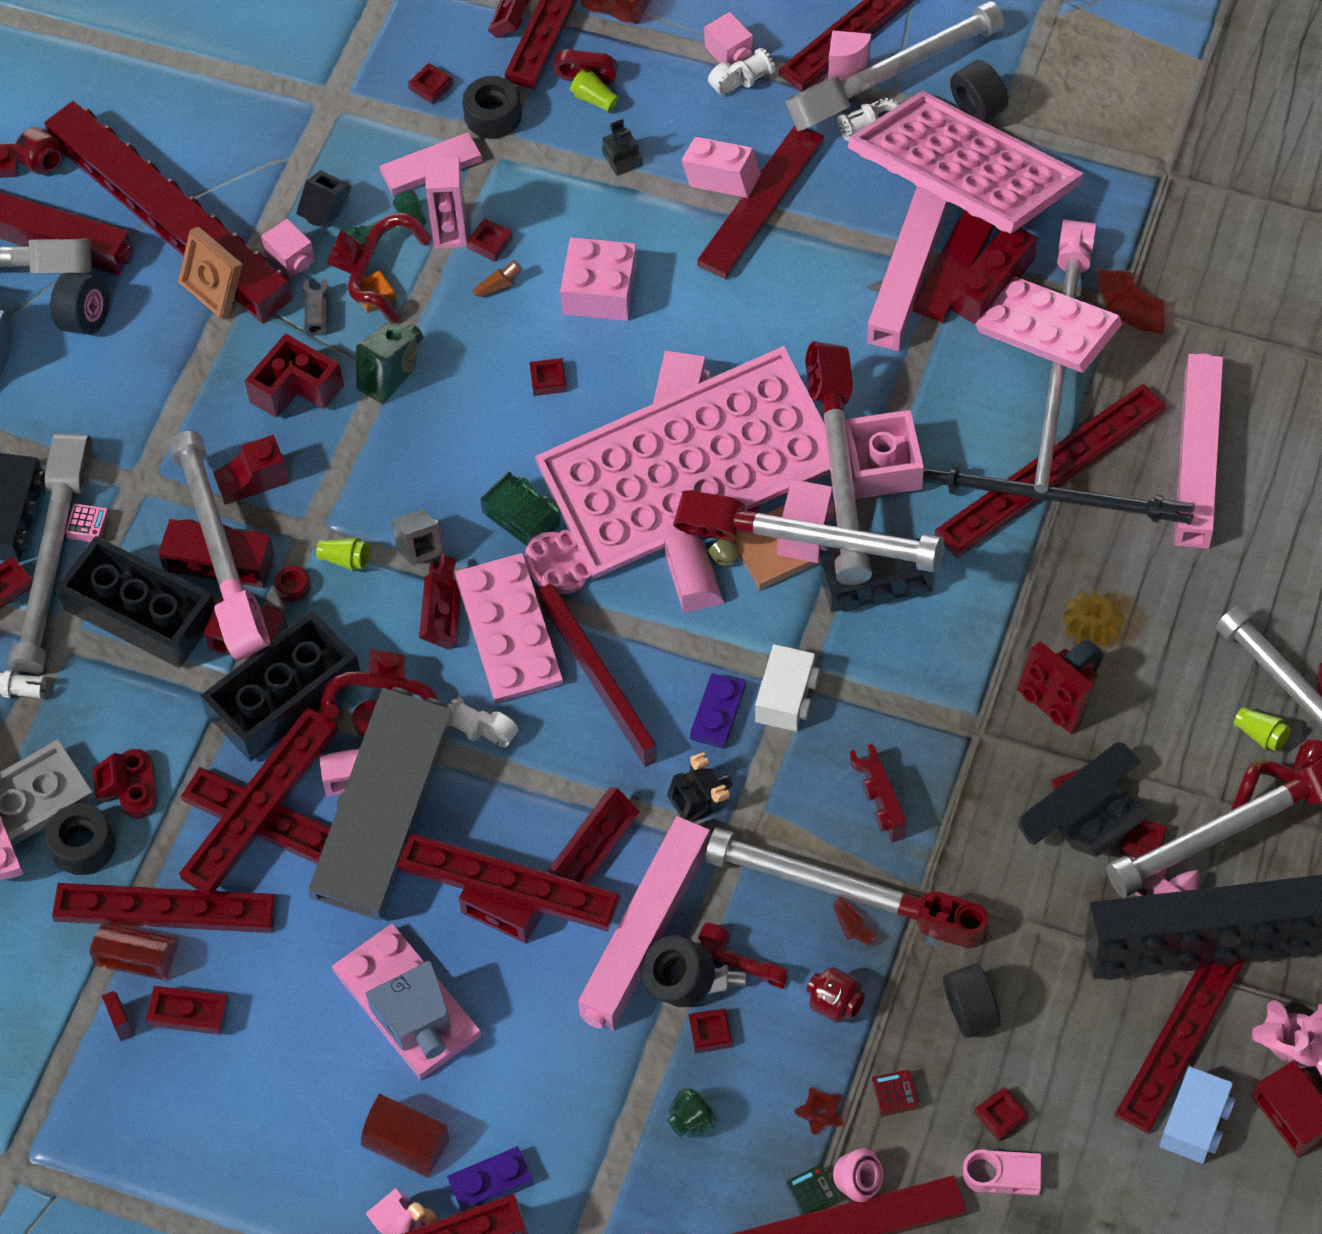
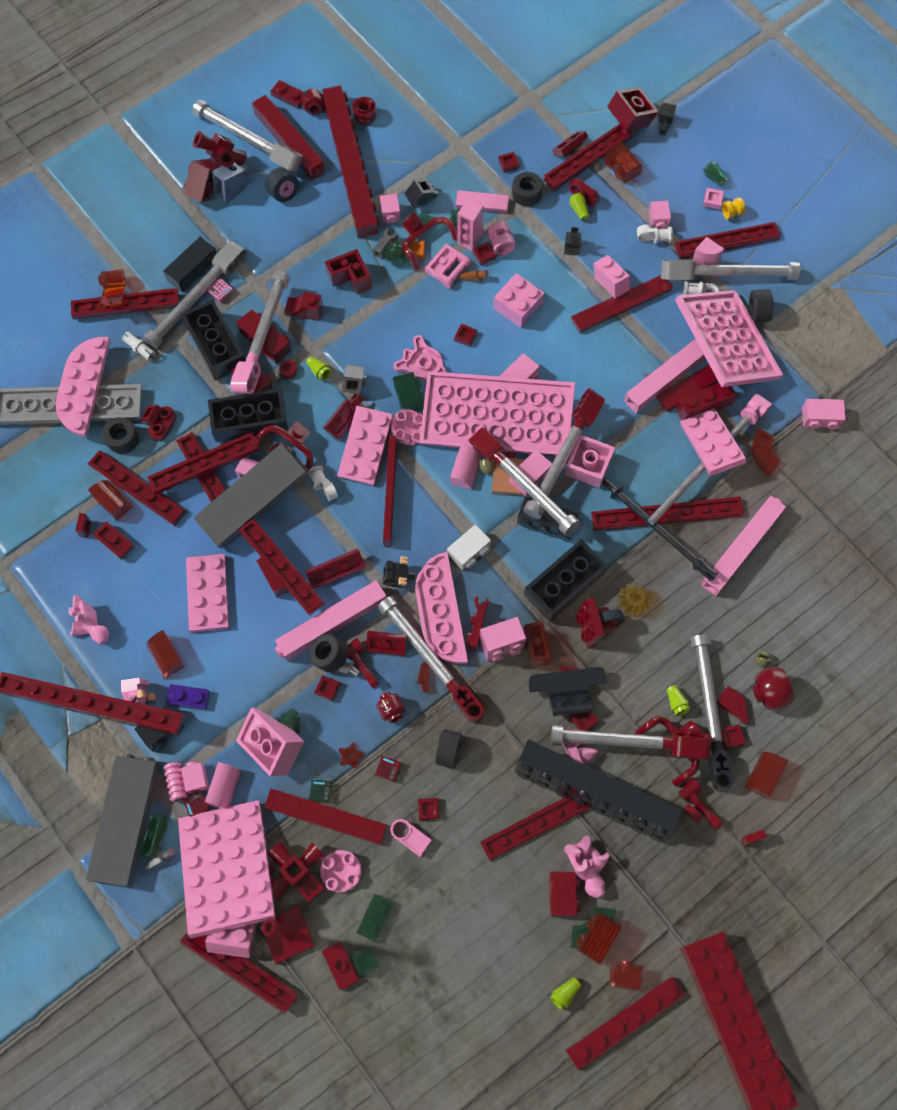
camera: 30 degrees right, 10 degrees up
(136, 121) = (364, 110): none -> dark red wheel
(210, 272) = (345, 201): nougat tile -> none
(233, 1162) = (87, 621): none -> bright pink animal
(346, 312) = (394, 253): none -> clear green cone
(386, 360) = (396, 286): torso -> none
(412, 1010) = (202, 600): sand blue torso -> none
(434, 285) = (443, 262): none -> bright pink plate
(501, 451) = (420, 360): none -> bright pink tile
(504, 200) = (501, 238): none -> bright pink wheel
(680, 1161) = (269, 743): none -> bright pink slope
(717, 710) = (433, 540): dark purple plate -> none
(757, 904) = (386, 642): none -> dark red plate
(807, 808) = (440, 611): none -> bright pink plate
(858, 1174) = (343, 798): bright pink cone -> none
(940, 789) = (502, 639): none -> bright pink brick
(971, 649) = (565, 580): none -> black brick
(995, 767) = (537, 644): none -> clear red brick
(1179, 198) = (823, 413): none -> bright pink brick
(1196, 1115) = (515, 867): light blue brick -> none

